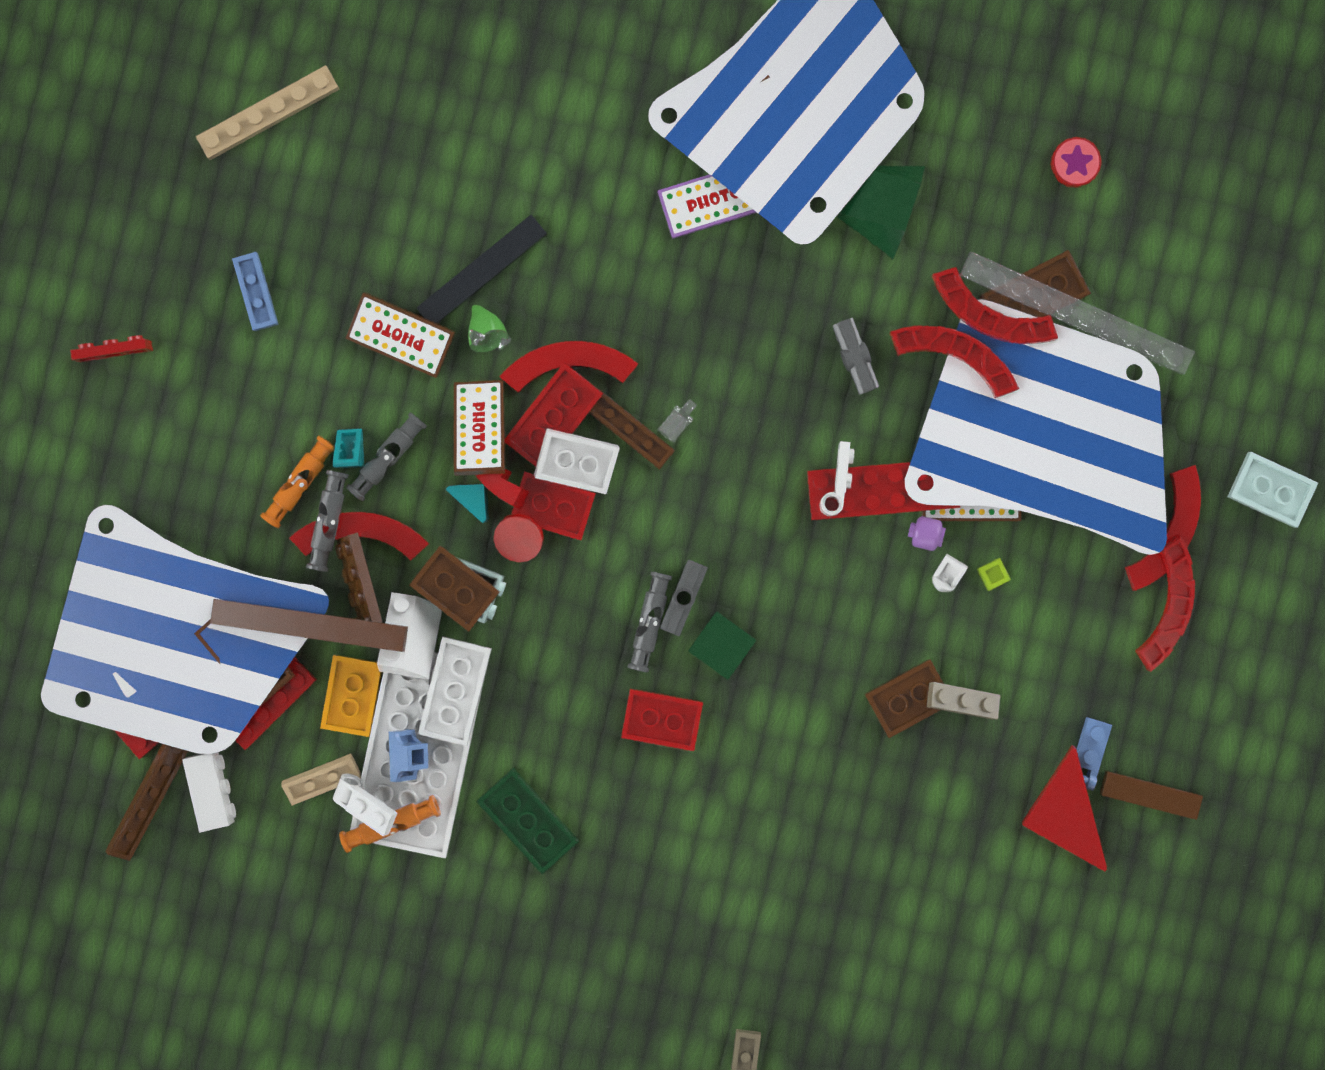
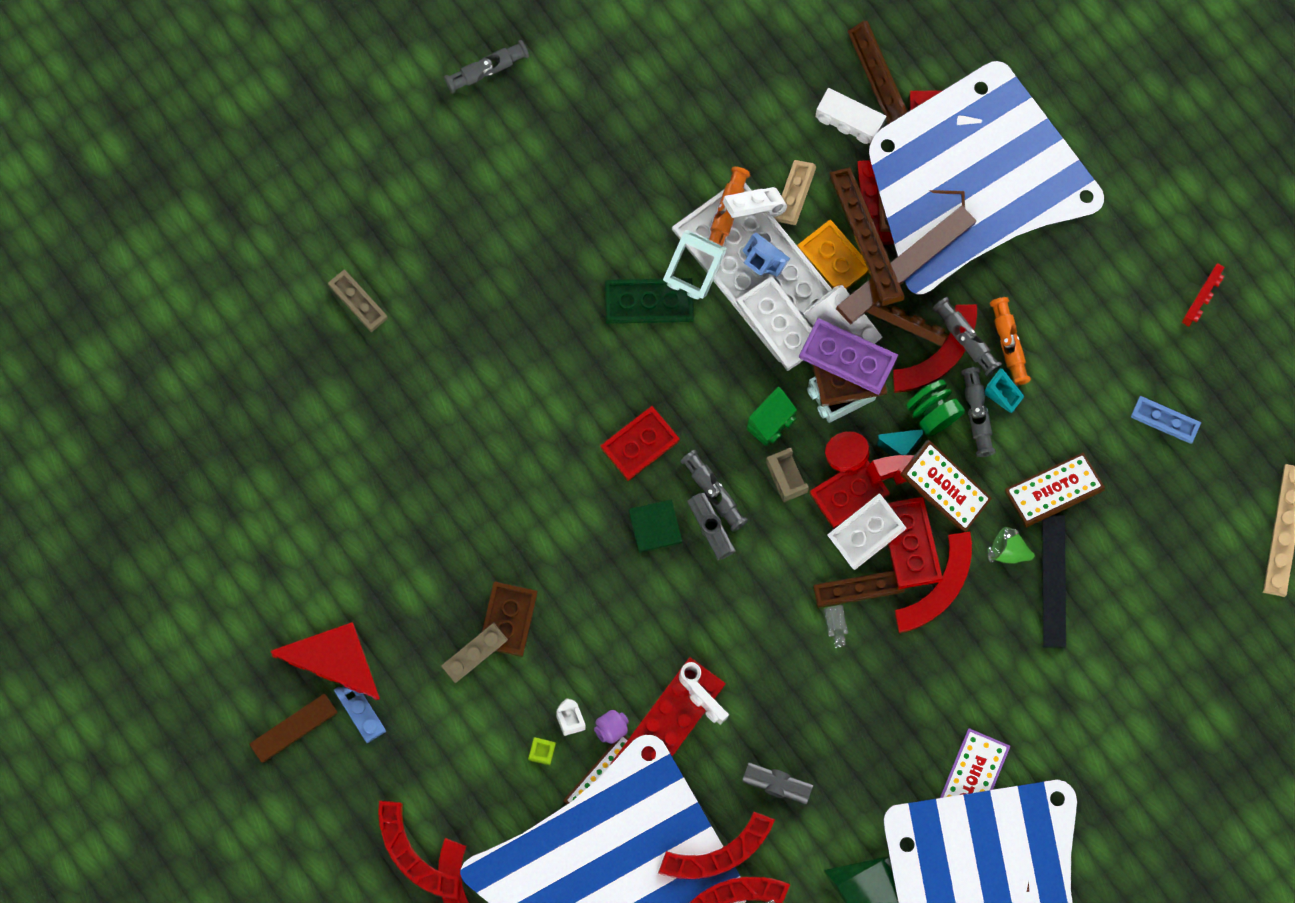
camera: 125 degrees right, 15 degrees down
(312, 680) = (866, 236): none -> reddish brown tile
(416, 494) = (933, 405): none -> green wheel
(437, 605) = (848, 356): none -> medium lavender tile
(443, 814) = (704, 245): none -> light aqua window
(544, 626) = (772, 417): none -> green slope
(583, 572) = (786, 475): none -> dark tan panel

